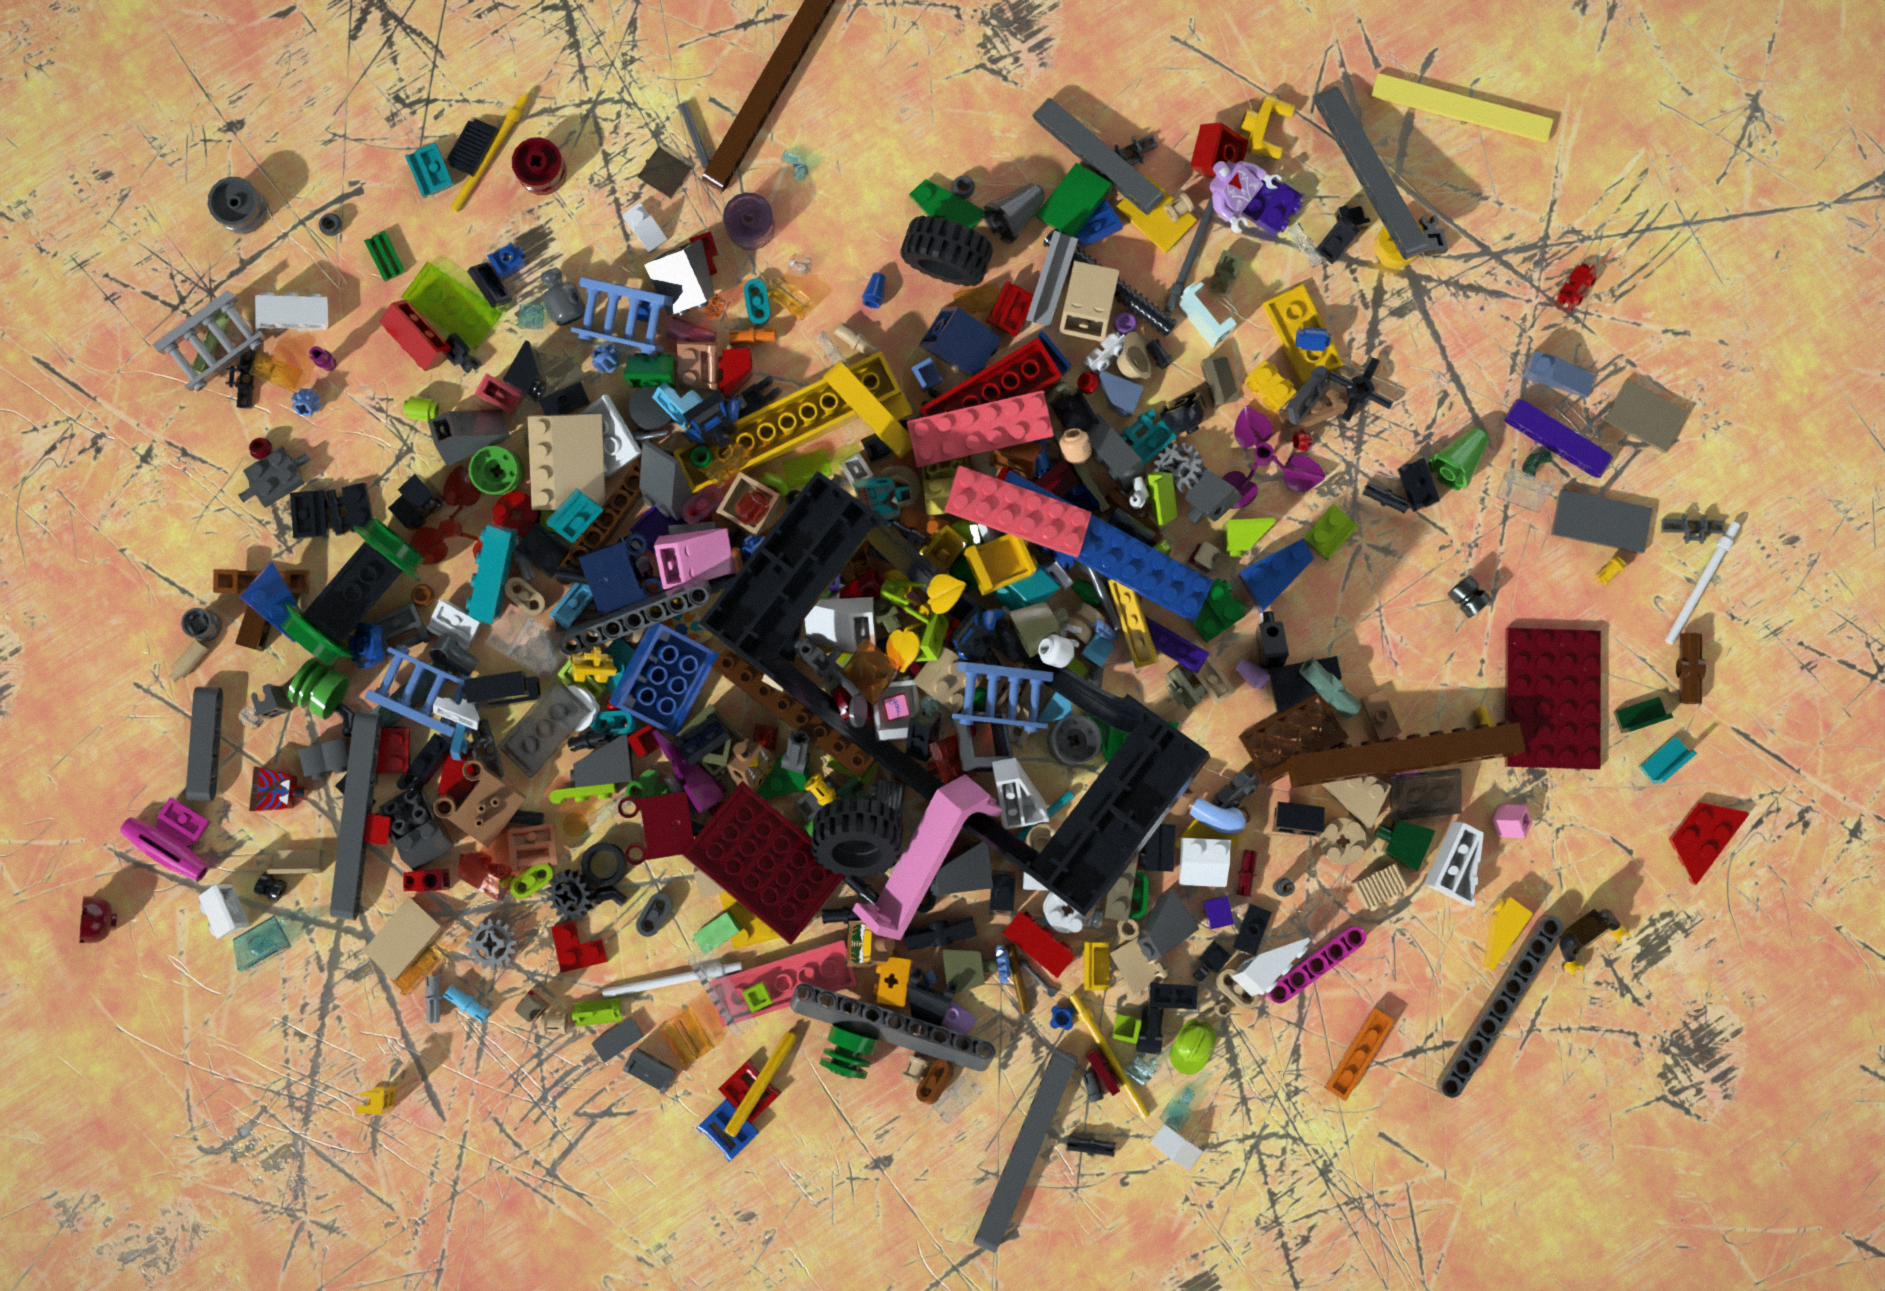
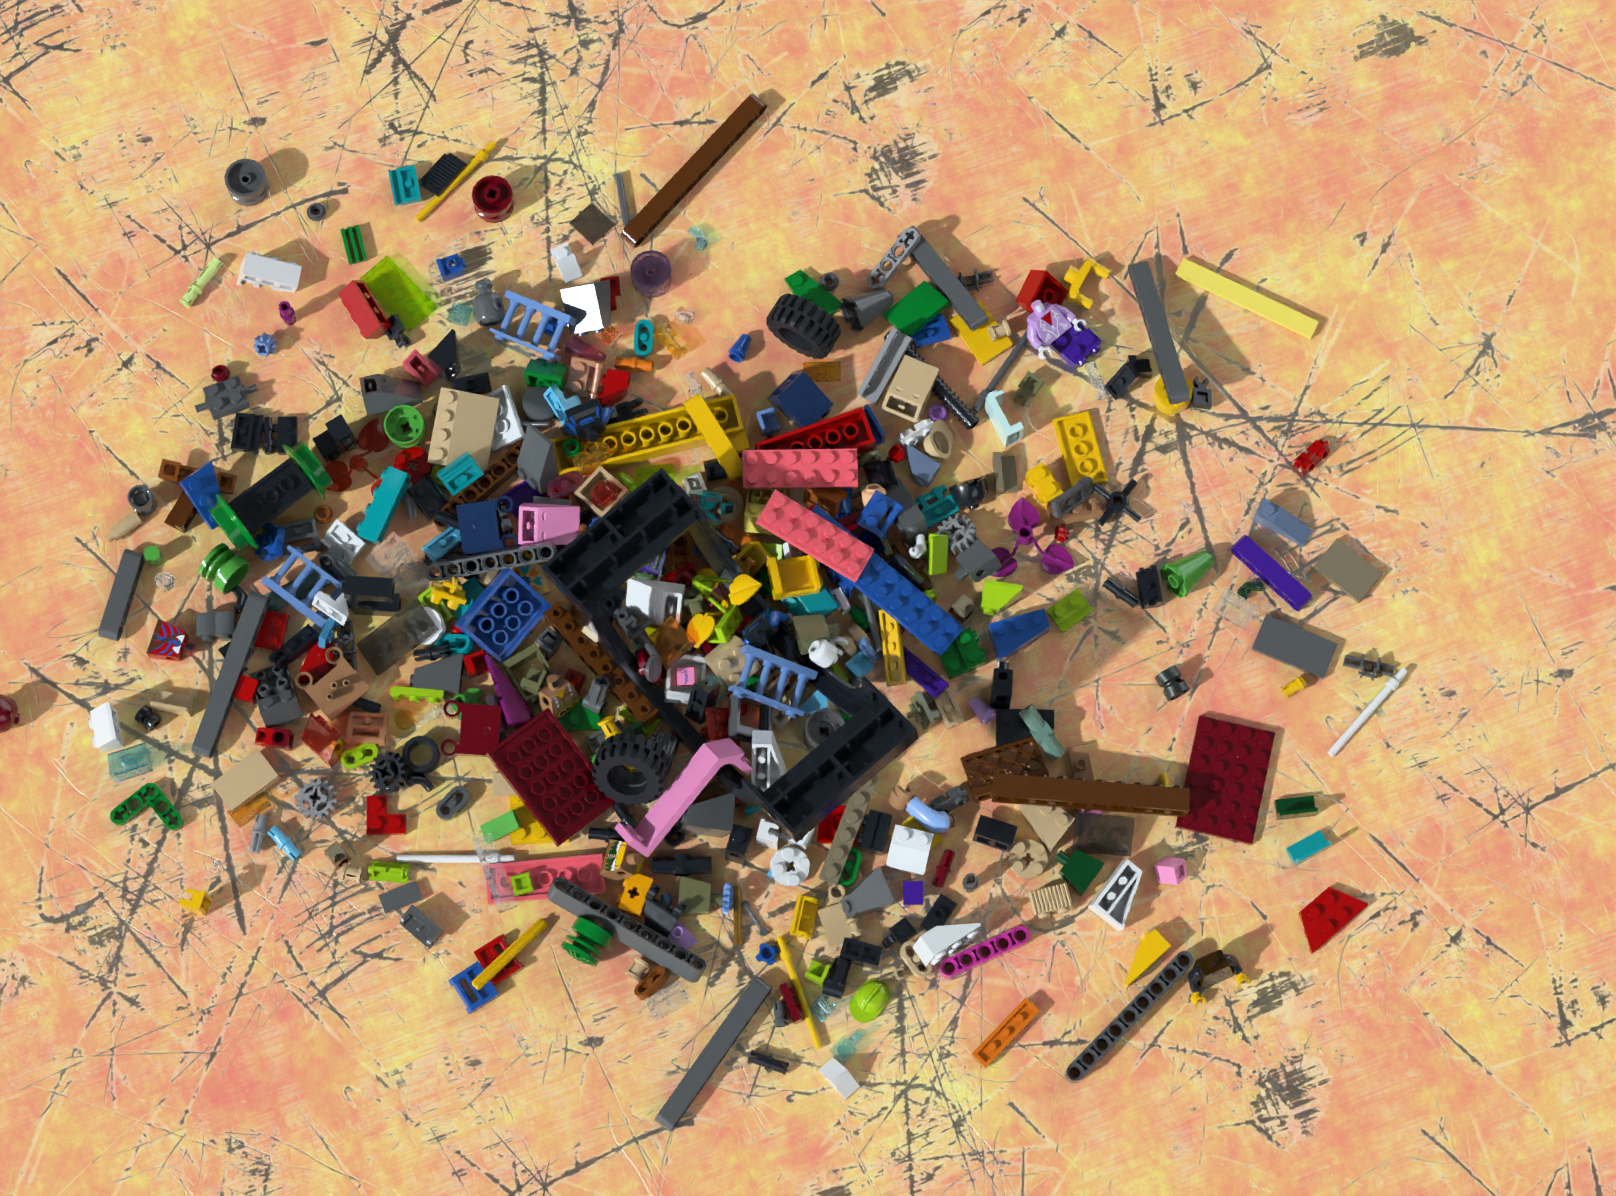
camera: 10 degrees right, 10 degrees down
(170, 839) = (76, 665): dark pink plate -> none
(207, 318) = (186, 270): light grey fence -> none
(231, 689) = (153, 556): none -> bright green piece
(245, 386) = (221, 307): black piece -> none
(274, 703) = (184, 574): dark grey hinge -> none
(275, 372) = (246, 317): clear yellow hinge -> none
(299, 986) = (152, 801): none -> green beam
(420, 408) = (355, 368): lime brick -> none
(489, 285) = (432, 283): black plate -> none
(525, 597) = (406, 531): tan plate -> none
(605, 358) = (512, 358): medium blue gear -> none
(687, 1037) = (457, 906): clear yellow panel -> none
(702, 739) = (523, 667): black plate -> none
(725, 698) = (550, 642): none -> black panel
(1010, 309) = (846, 383): red plate -> none
(1038, 145) = (896, 261): none -> light grey beam
(1039, 943) = (760, 889): red brick -> none
(1080, 464) = (874, 512): none -> blue plate
(1095, 918) = (811, 878): dark grey bush -> none
(1159, 354) = (959, 442): black pin -> none
(1312, 339) = (1085, 454): blue brick -> none
(1690, 668) = (1343, 777): reddish brown piece -> none

